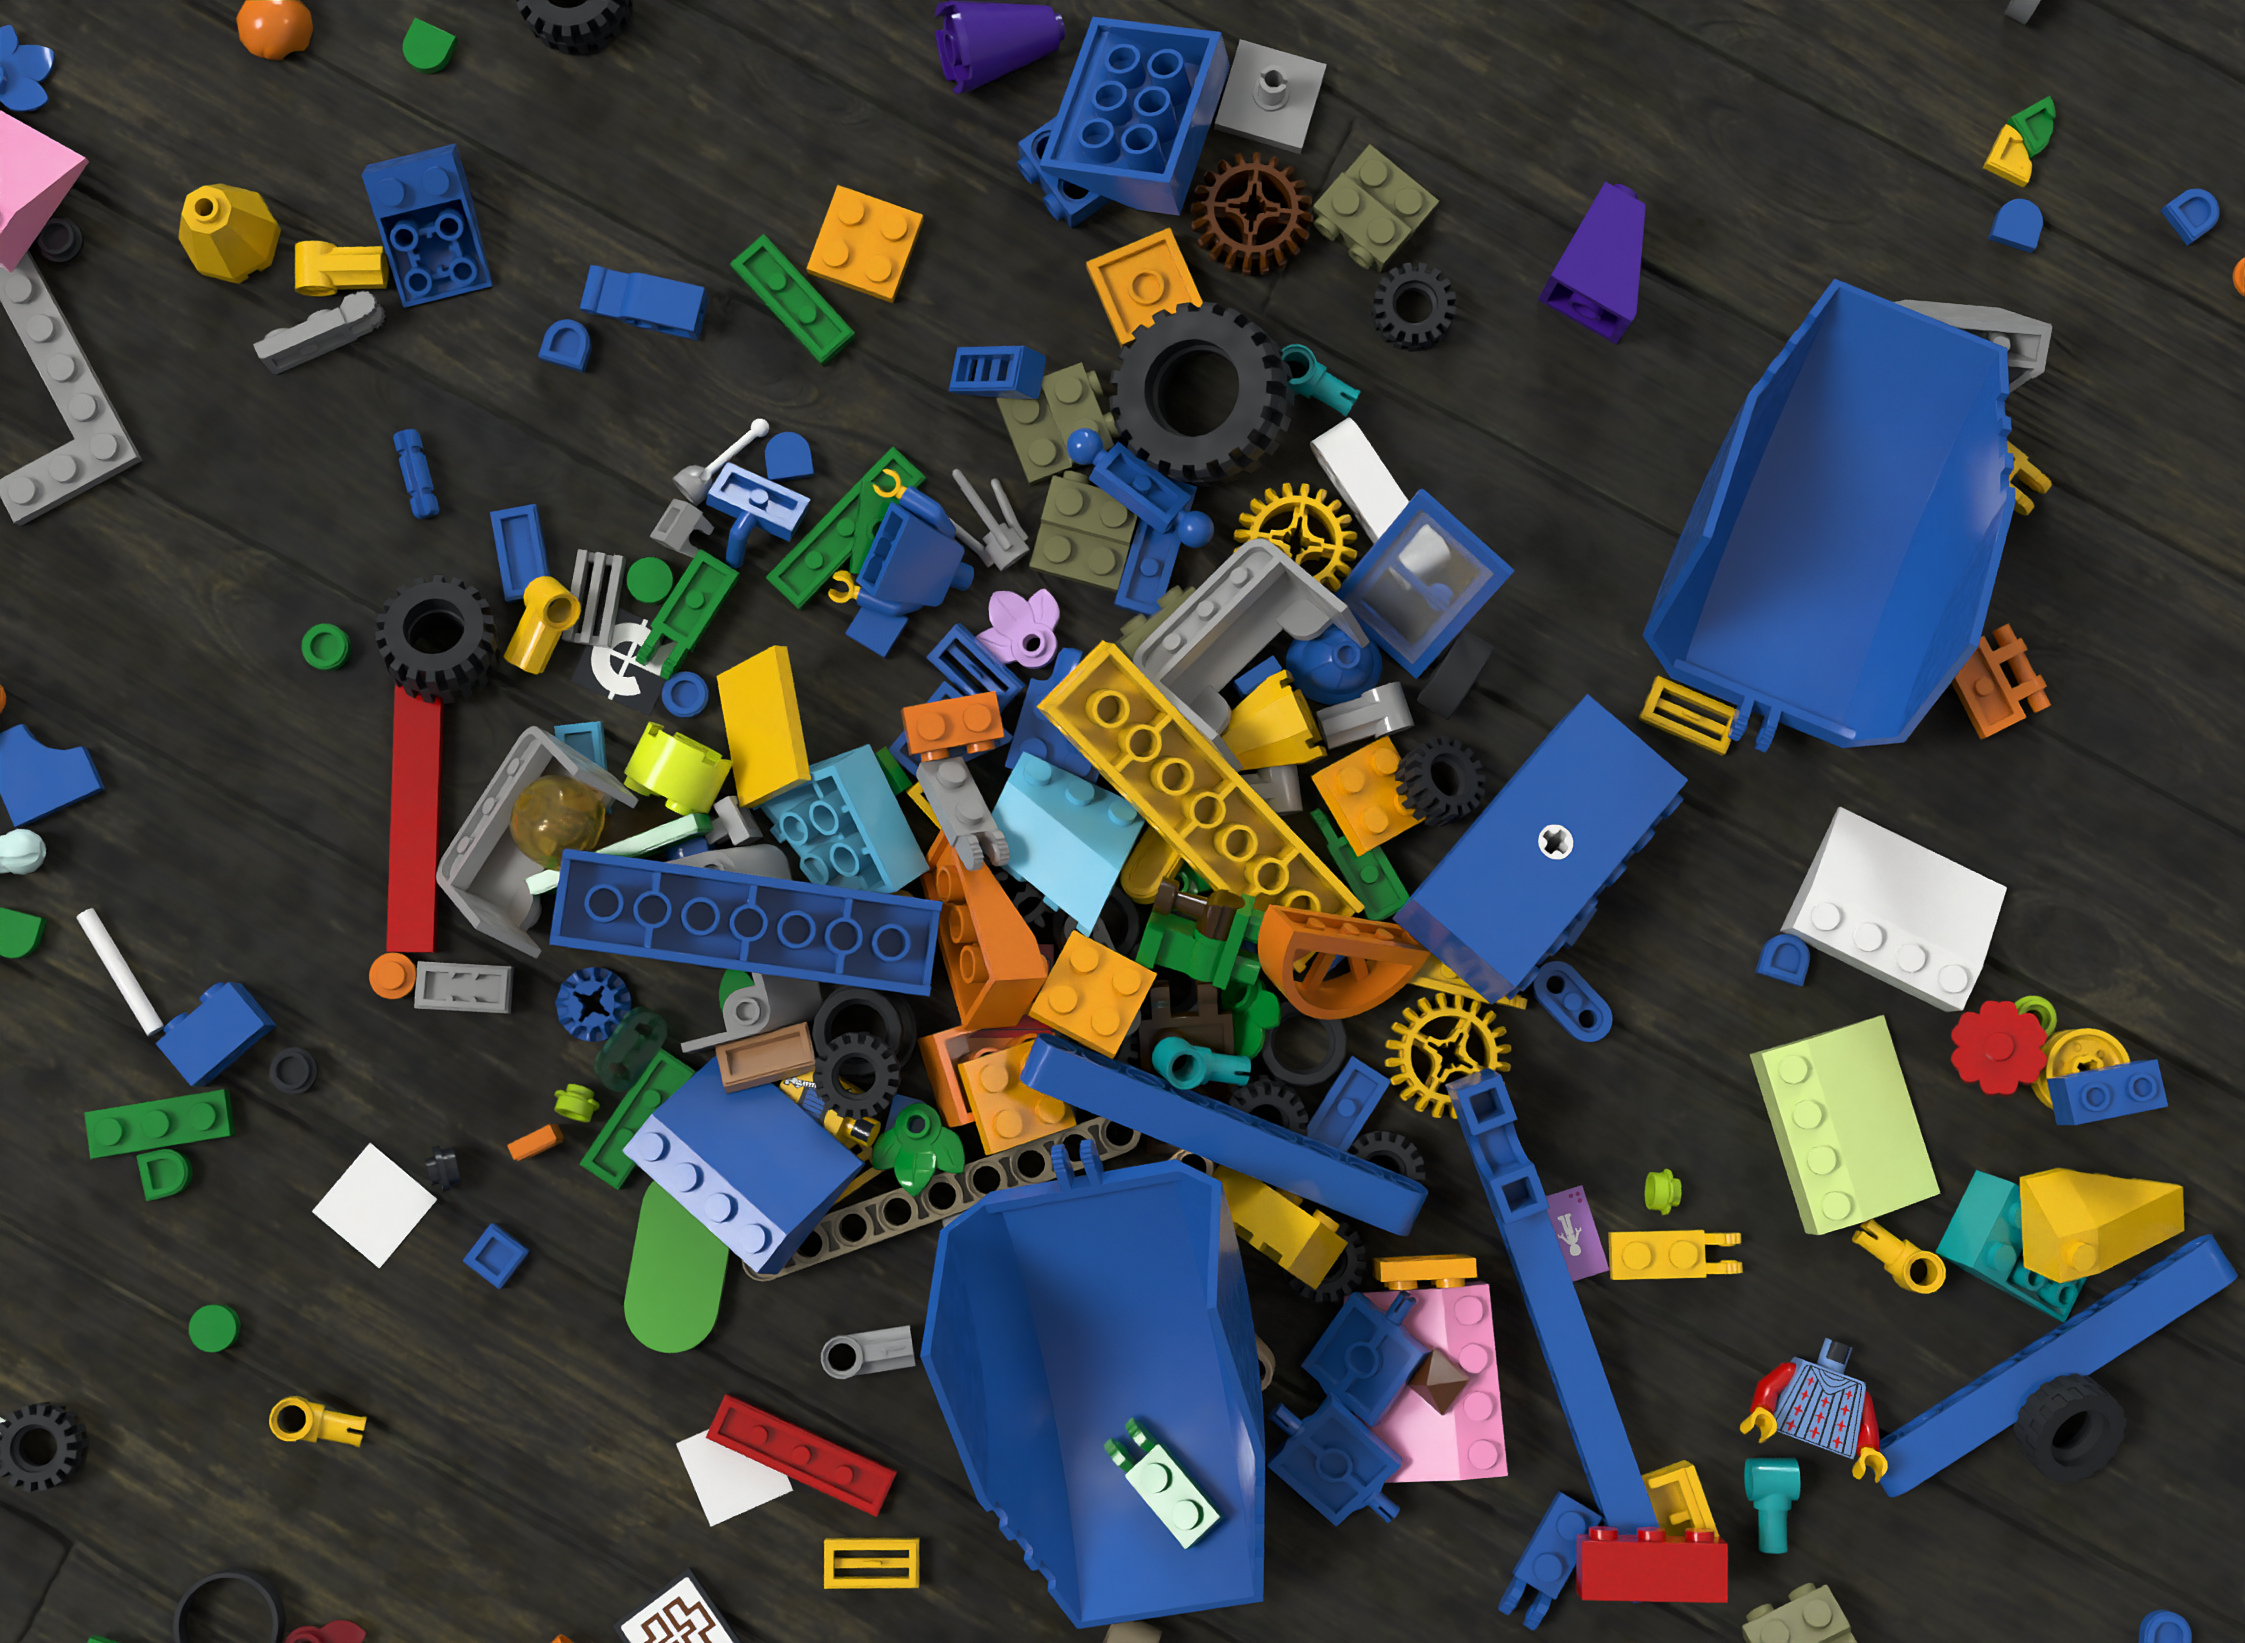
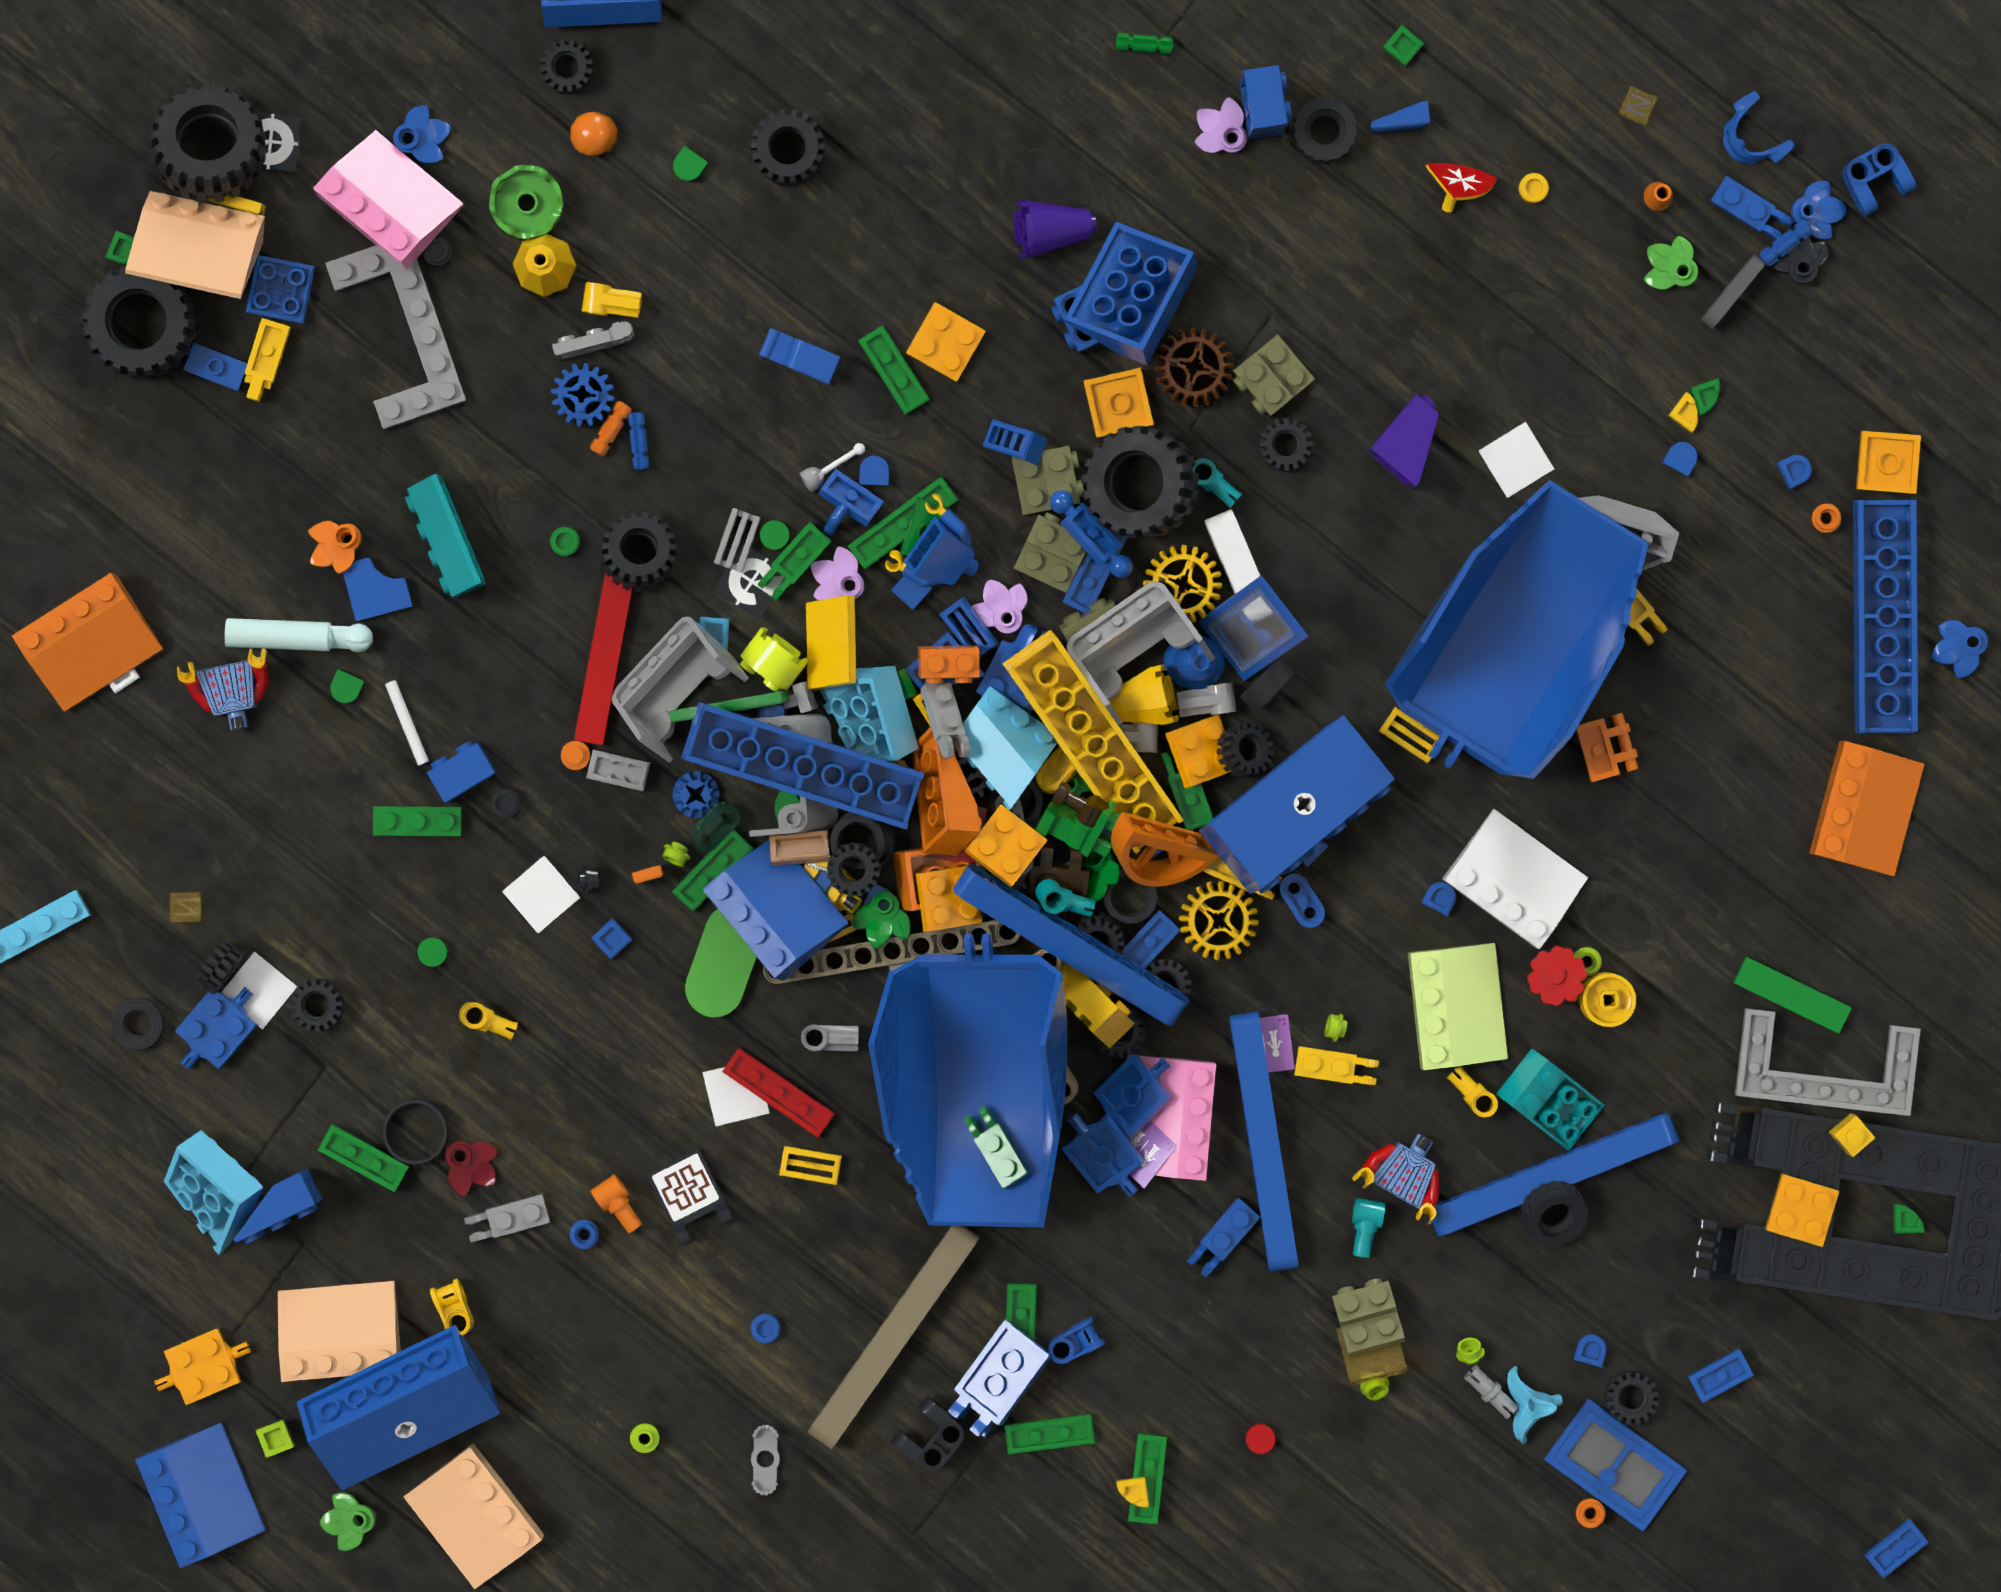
camera: 15 degrees right, 5 degrees up
(134, 668) = (445, 535): none -> teal slope
(164, 1173) = (415, 851): green tile -> none
(166, 116) = (523, 181): none -> bright green plate
(298, 415) = (583, 382): none -> blue gear
(369, 462) = (610, 428): none -> orange axle
(428, 225) = (671, 282): blue slope -> none
(519, 549) = (696, 503): blue tile -> none
(542, 625) = (709, 546): yellow piece -> none
(553, 816) = (695, 679): clear yellow cylinder -> none
(566, 345) = (746, 374): blue tile -> none
(676, 526) = (797, 504): light grey tile -> none
(686, 695) = (784, 611): blue tile -> none
(754, 625) = (835, 573): none -> lavender plate
(1003, 544) = (999, 550): light grey plant -> none
(1252, 679) = (1143, 664): blue tile -> none
(1270, 96) = (1220, 290): light grey tile -> none
(1415, 1438) = (1155, 1150): none -> medium lavender sticker
(1439, 1381) = (1174, 1117): reddish brown slope -> none
(1442, 1270) = (1190, 1050): light orange plate -> none
(1498, 1156) = (1235, 981): blue arch -> none
(1651, 1566) = (1282, 1248): red brick -> none
(1678, 1499) = (1308, 1224): yellow hinge -> none
(1767, 272) = (1516, 459): none -> white sticker
(2094, 1221) = (1594, 1091): yellow wedge -> none
(2107, 1092) = (1614, 1015): blue brick -> none

